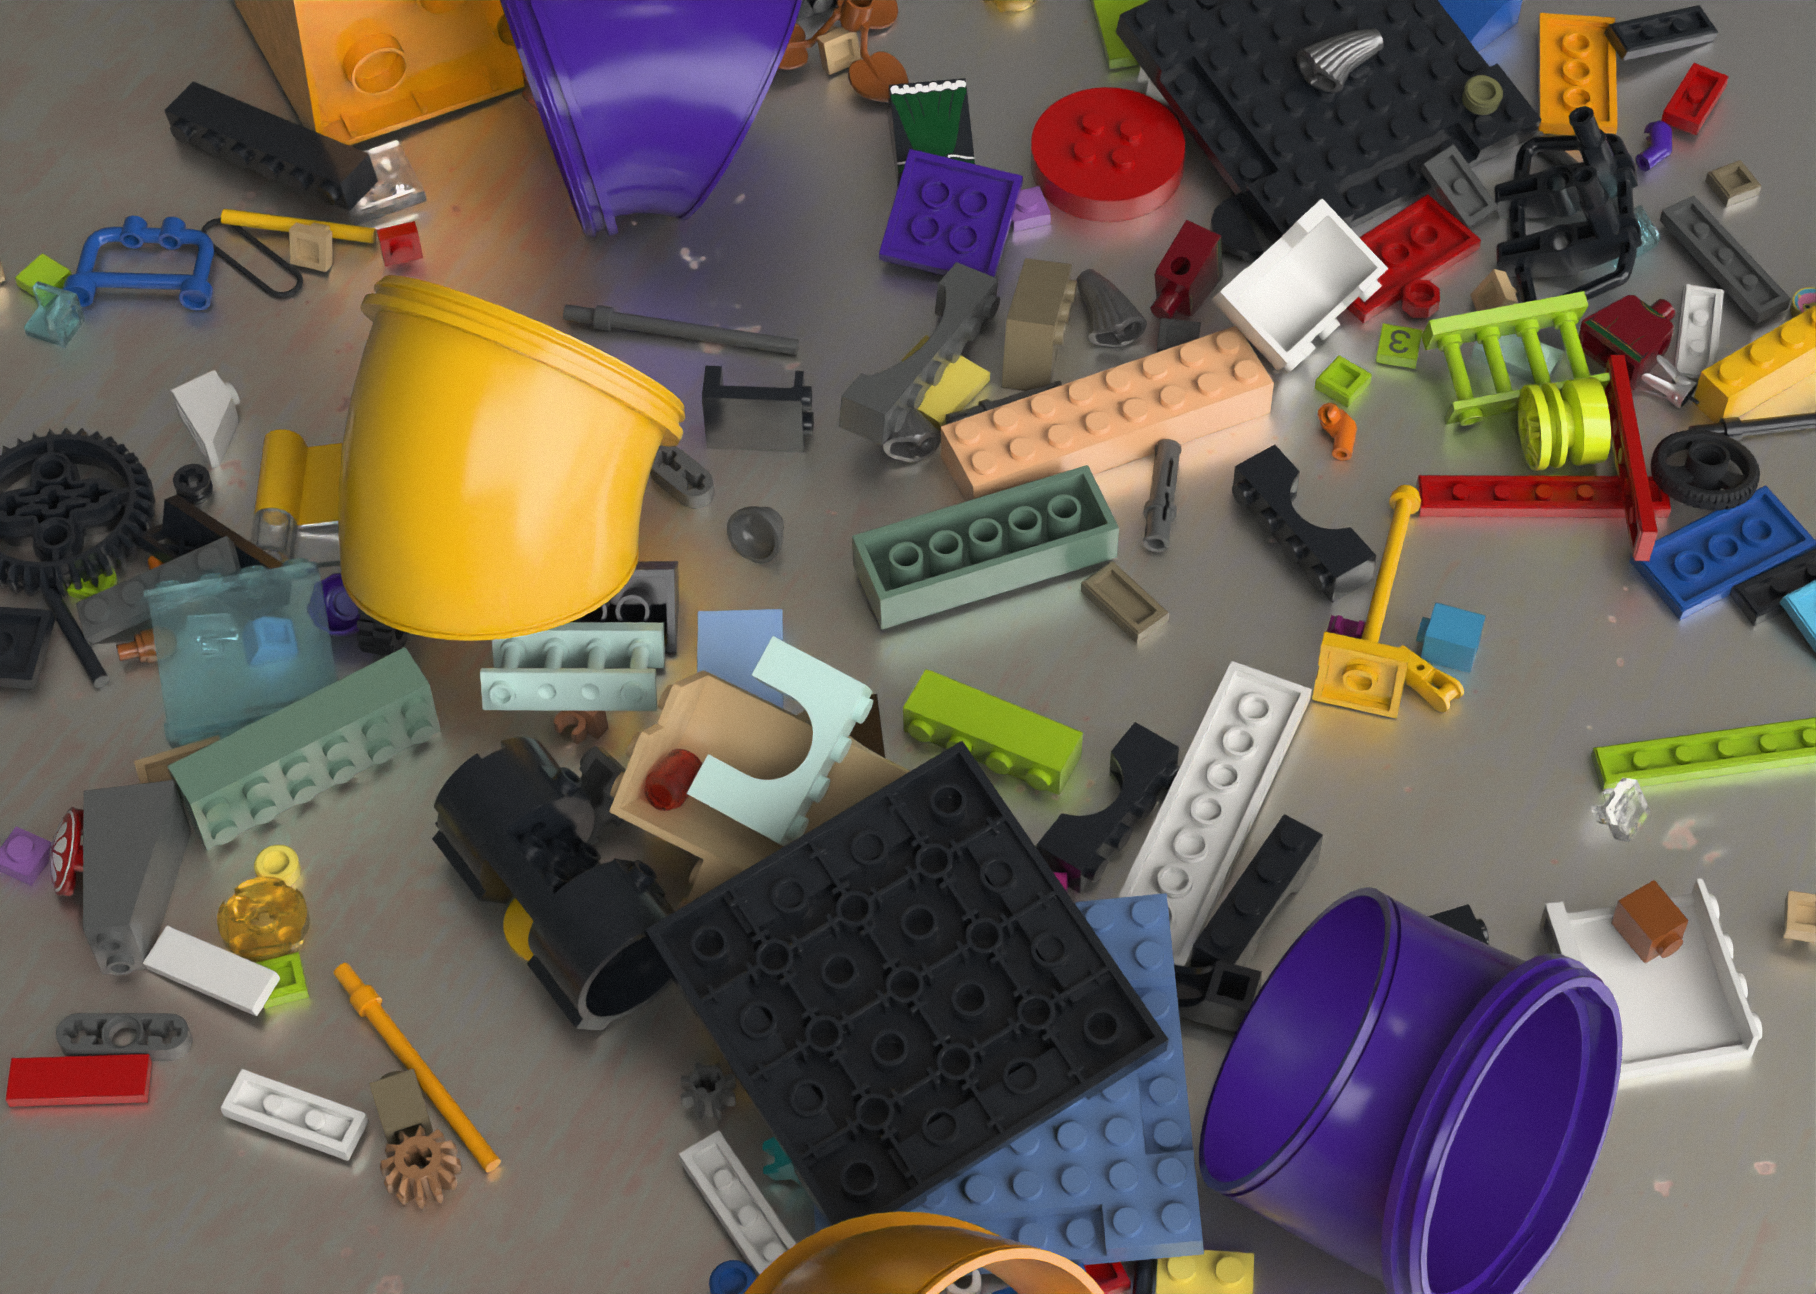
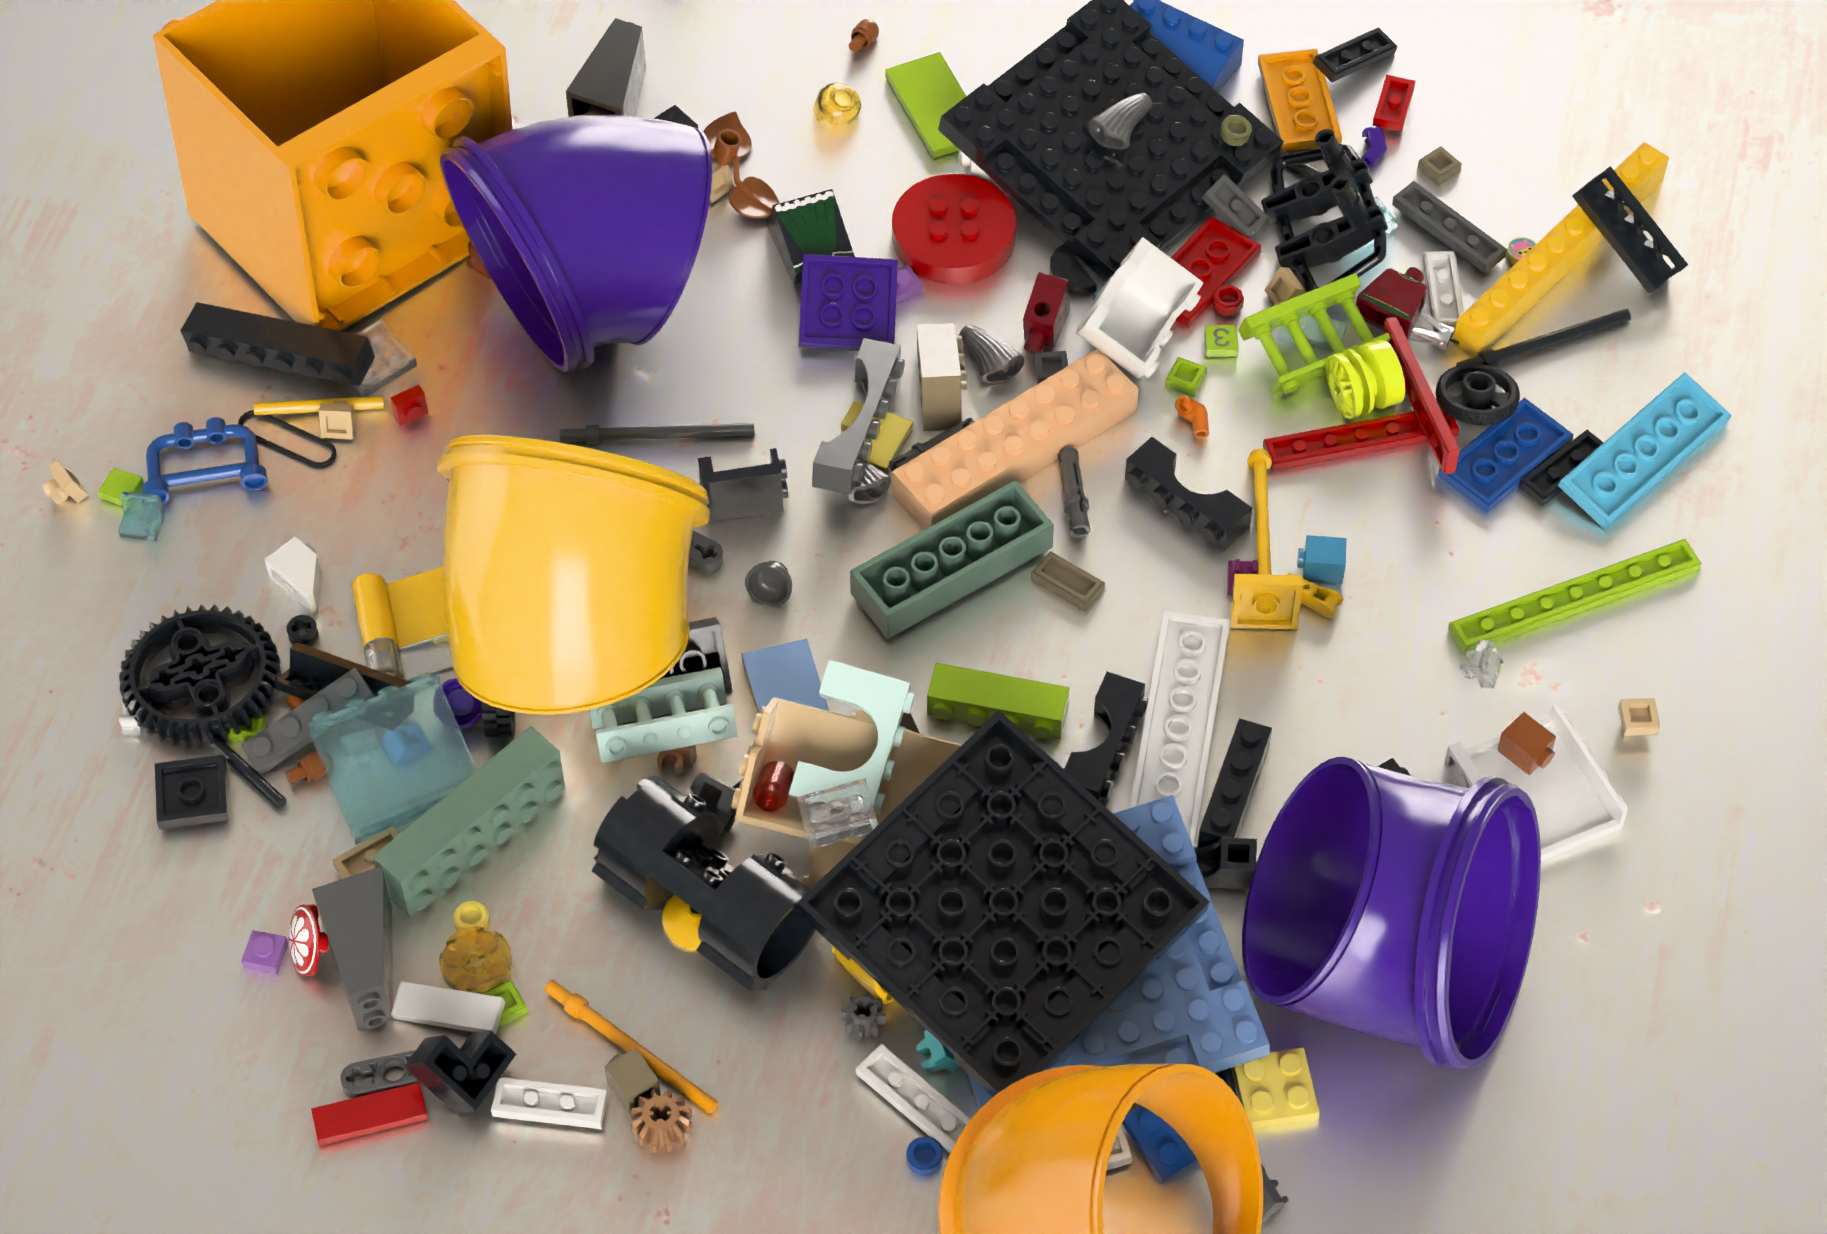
camera: 15 degrees left, 0 degrees up
(196, 1059) = (462, 1074): none -> black brick
(734, 829) = (837, 813): none -> clear plate

